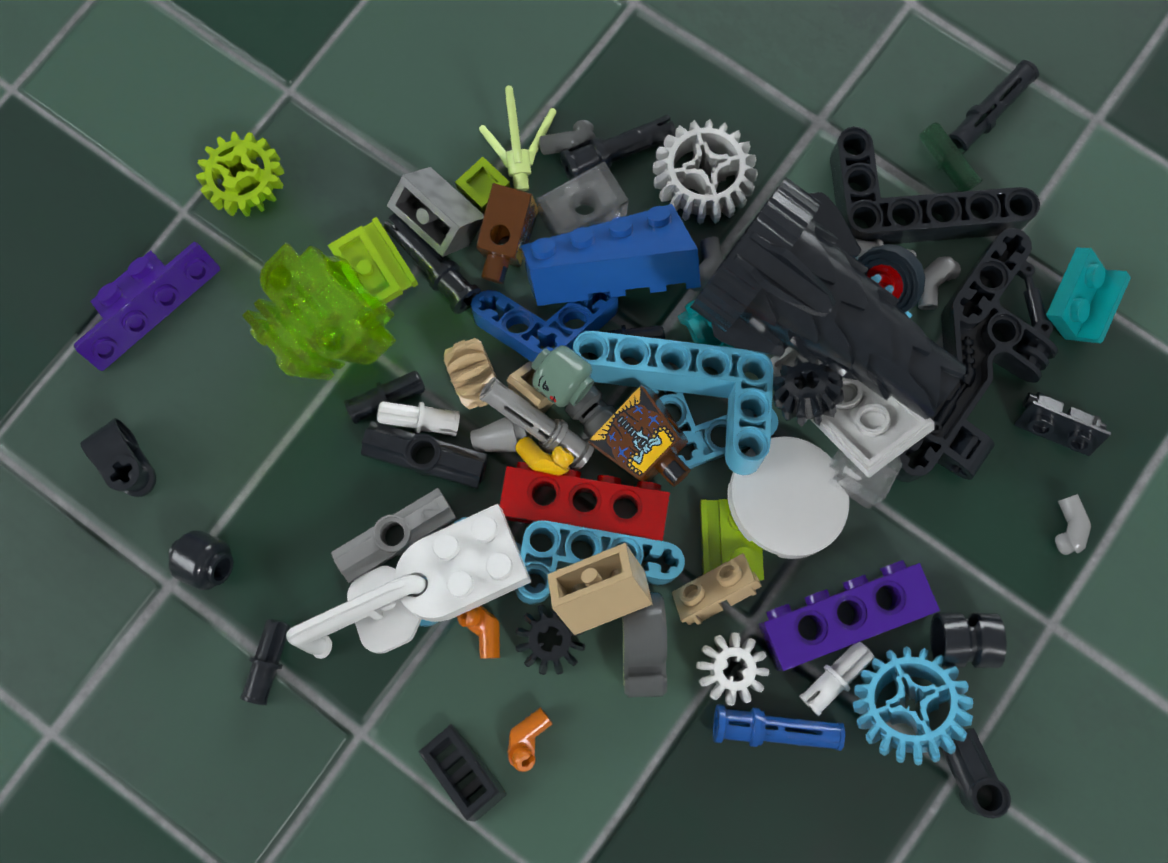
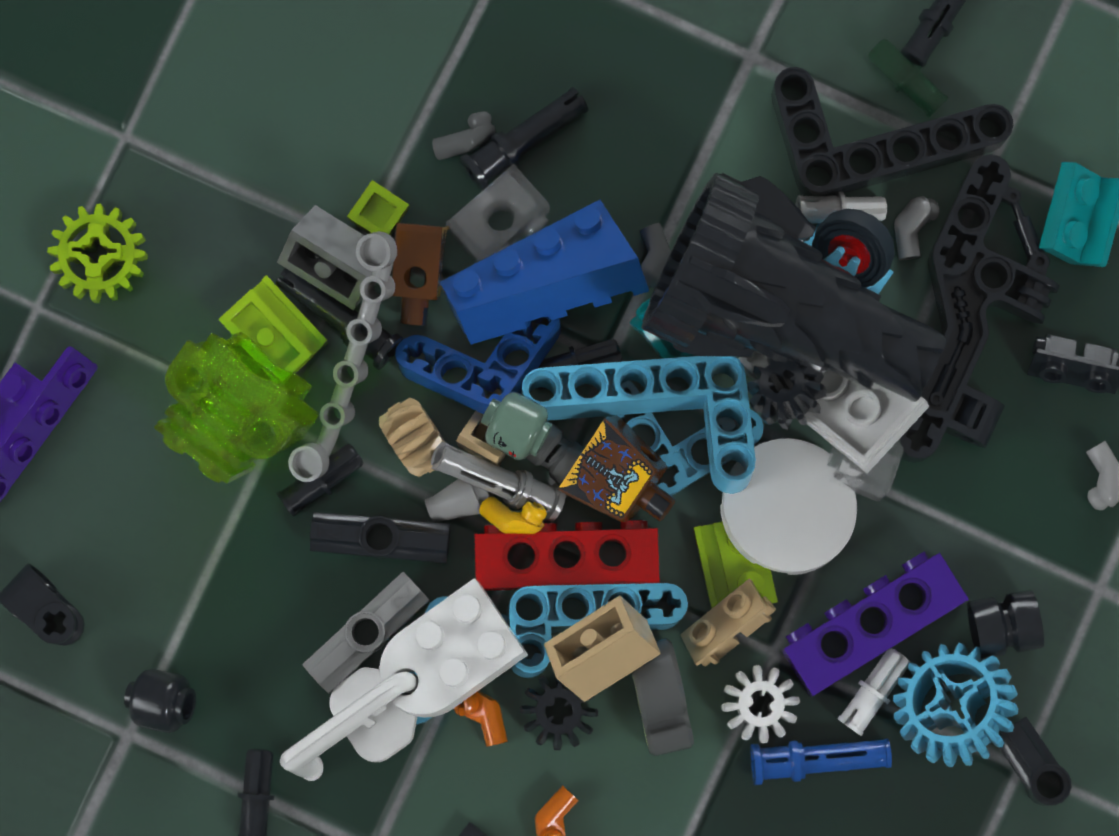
camera: 10 degrees left, 5 degrees up
(421, 418) = (365, 497): white axle -> none
(464, 194) = (376, 253): none -> light grey bar
(517, 160) = (412, 175): yellowish green plant -> none
(731, 161) = (611, 158): white gear -> none

